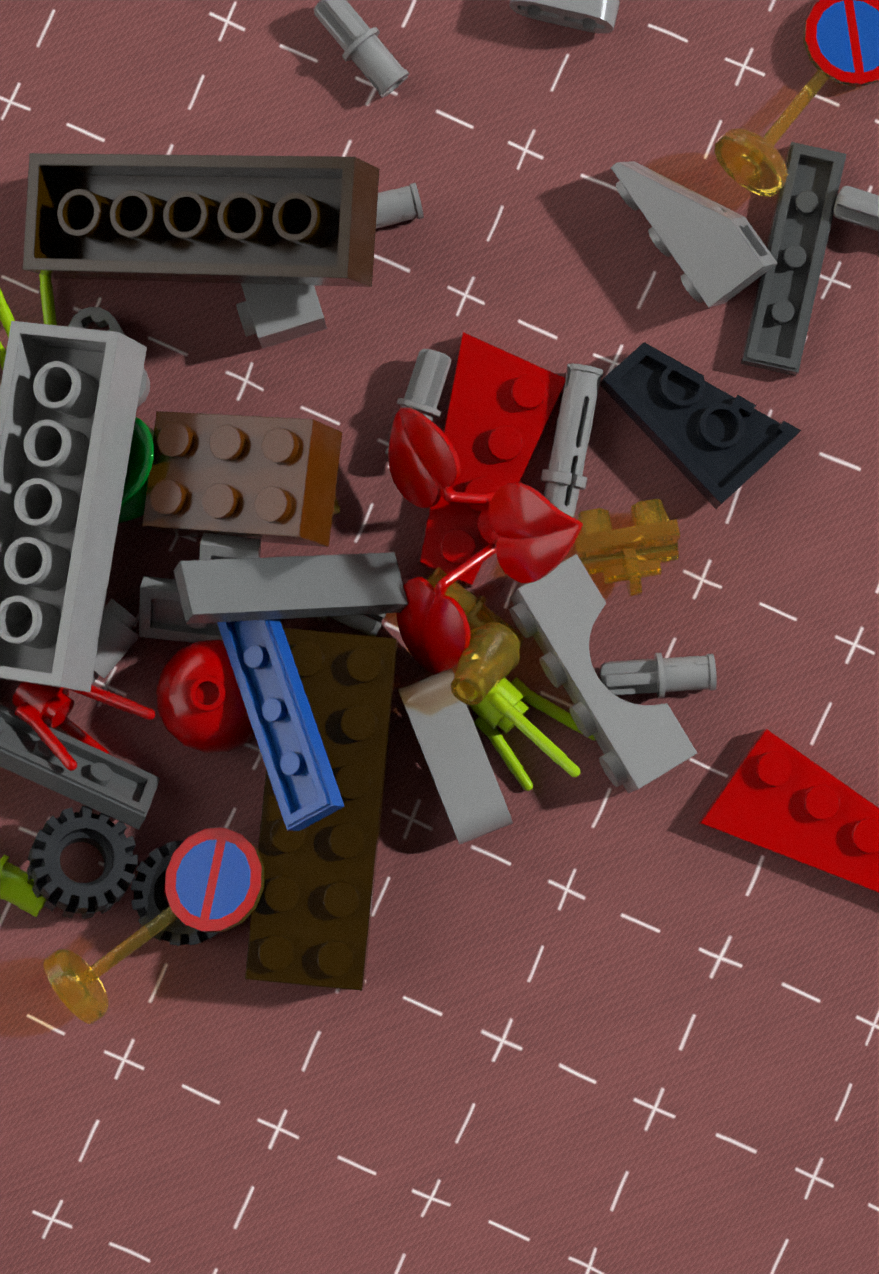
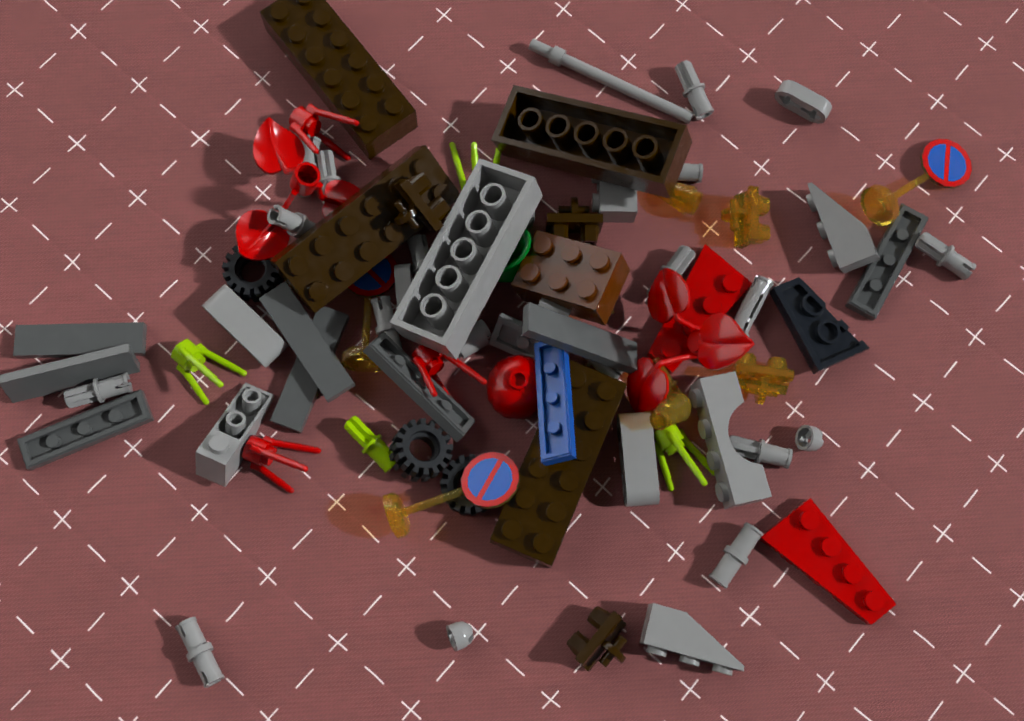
camera: 10 degrees right, 10 degrees down
(96, 57) = (558, 57): none -> light grey bar
(246, 366) = (575, 220): none -> dark brown hips
(249, 1144) = (460, 635): none -> light grey hinge
(403, 259) = (684, 198): none -> clear yellow cone
(489, 1084) = (608, 628): none -> dark brown hips
(517, 263) = (744, 217): none -> clear yellow hips
(605, 1029) = (679, 633): none -> light grey slope
(667, 866) = (736, 555): none -> light grey pin
(738, 625) = (809, 432): none -> light grey hinge

